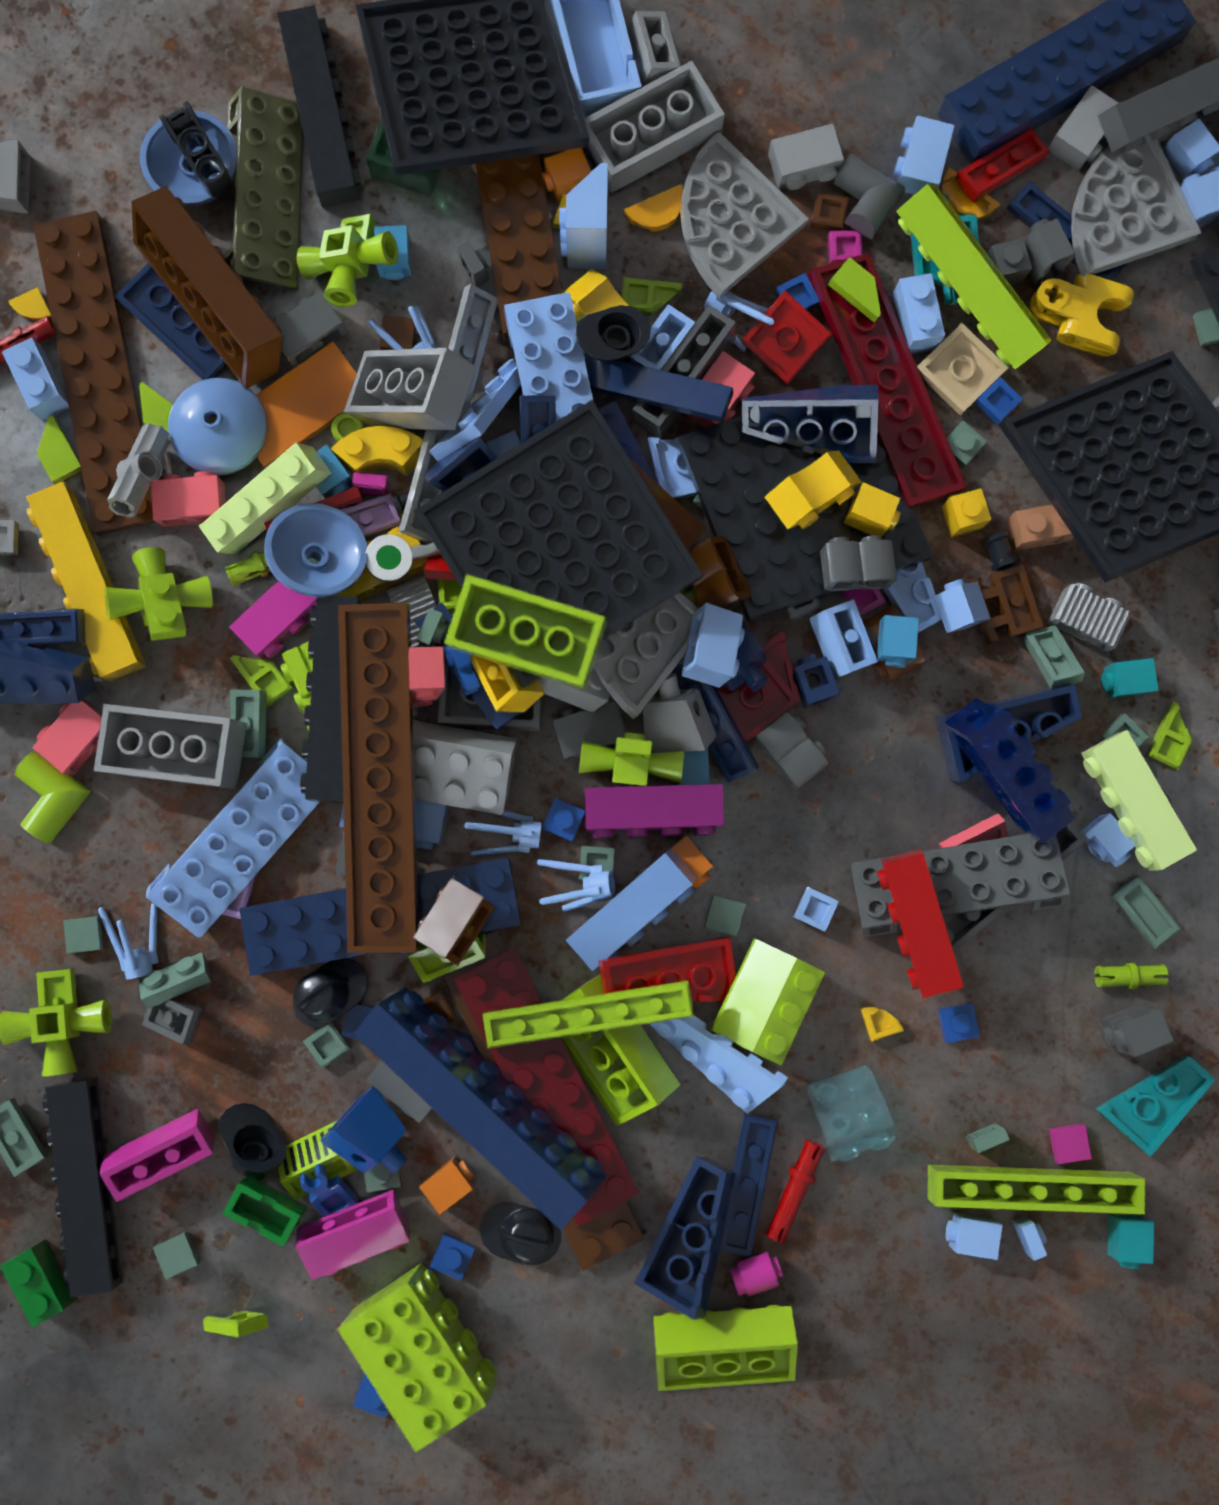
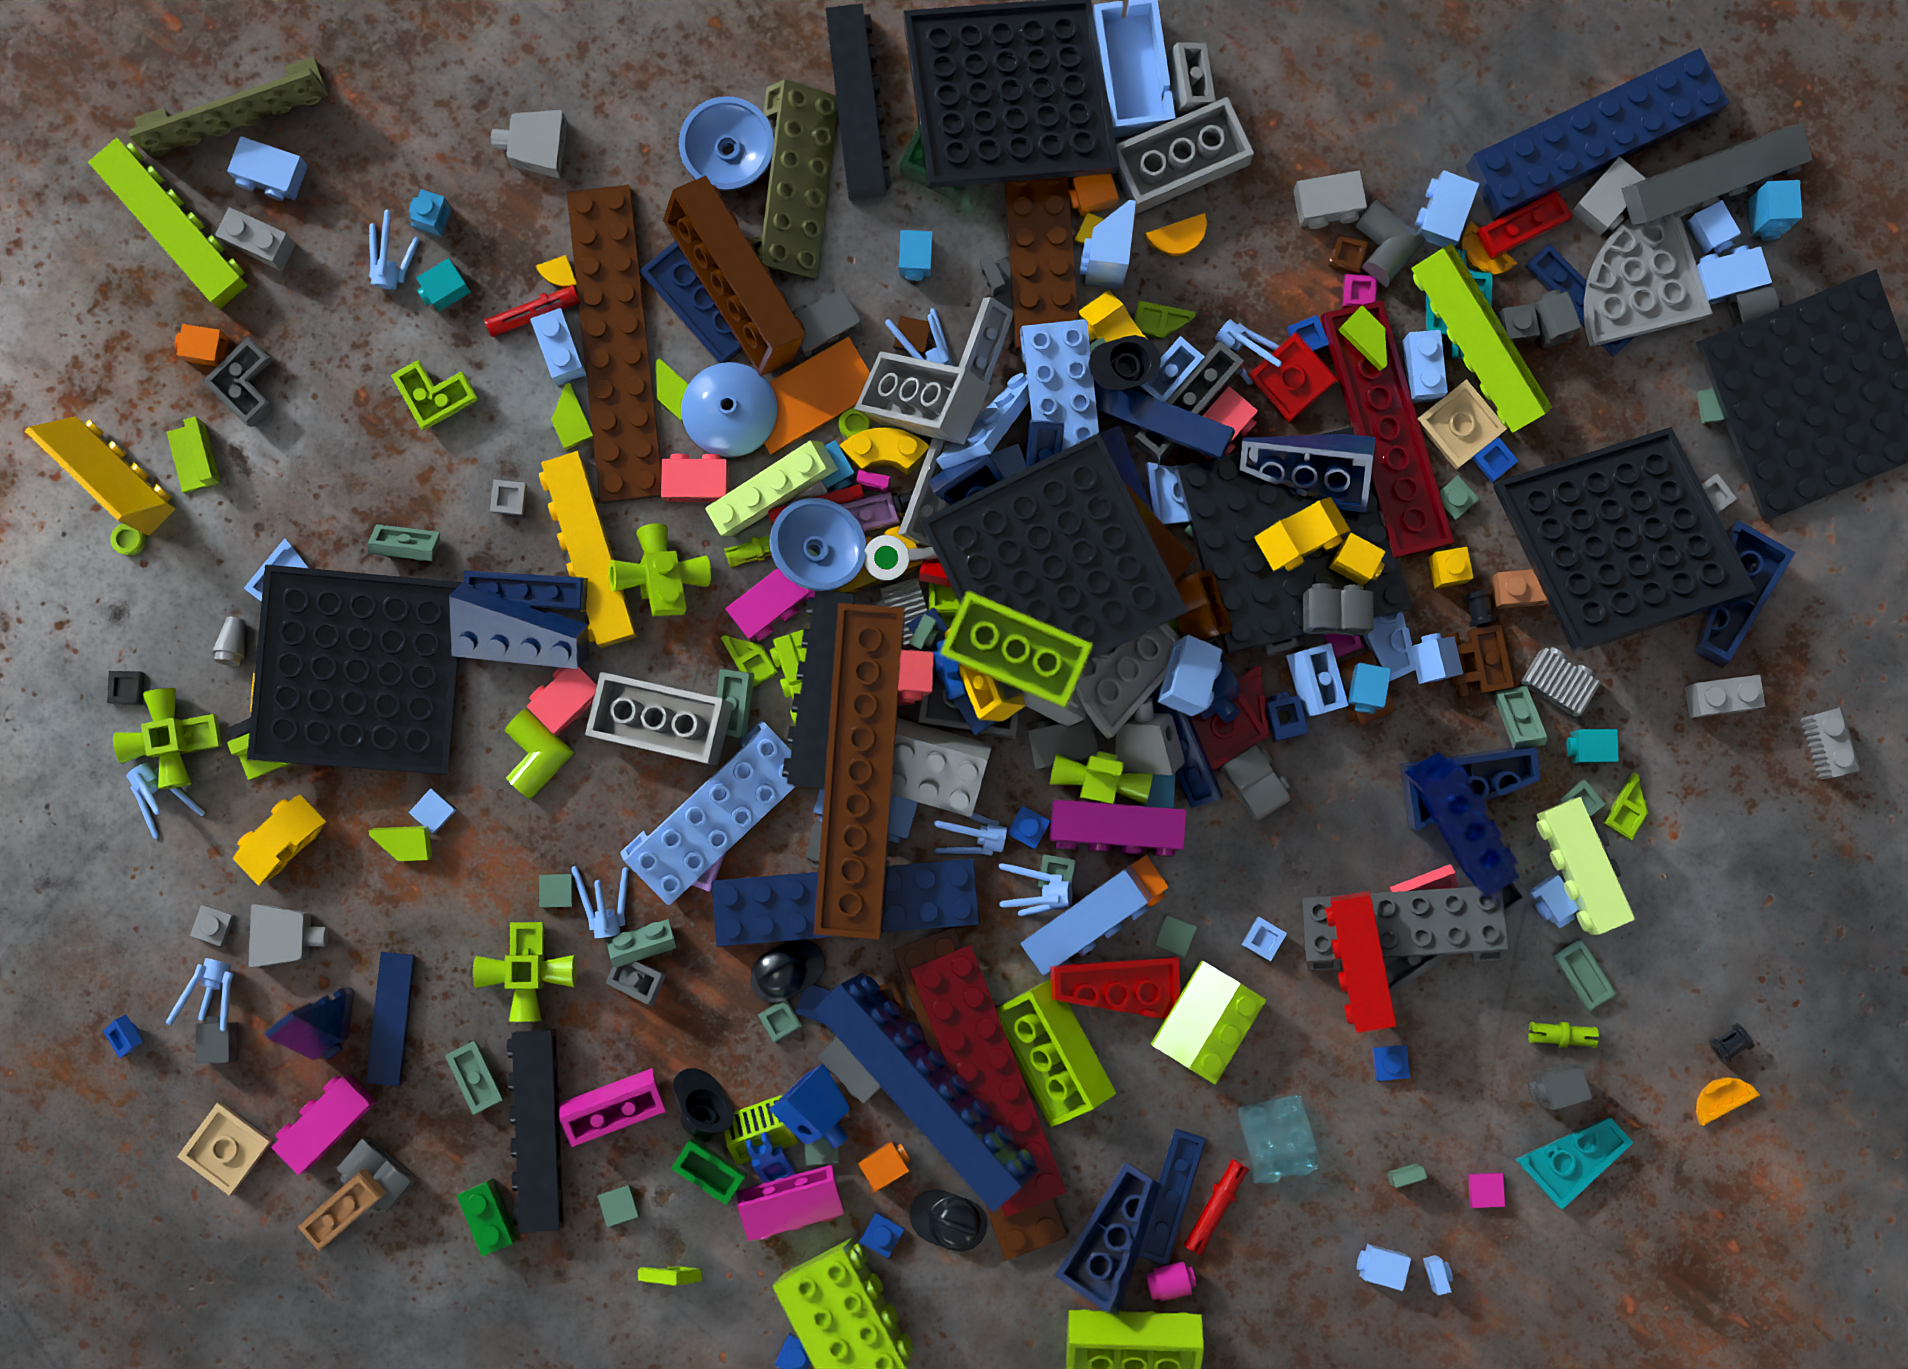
camera: 10 degrees right, 0 degrees up
(138, 470) = (653, 448): light grey piece -> none
(188, 134) = (728, 121): black piece -> none
(347, 255) = (872, 257): lime brick -> none
(432, 965) = (907, 944): lime panel -> none
(454, 921) = (918, 914): brick -> none
(588, 1014) = (1036, 1015): lime tile -> none
(731, 1071) = (1150, 1068): light blue wing -> none
(732, 215) = (1252, 250): light grey plate -> none
(879, 1023) = (1314, 1055): yellow tile -> none
(1036, 1189) = (1447, 1228): lime brick -> none
(1075, 311) = (1581, 376): yellow piece -> none
(1130, 1239) = (1534, 1287): teal brick -> none

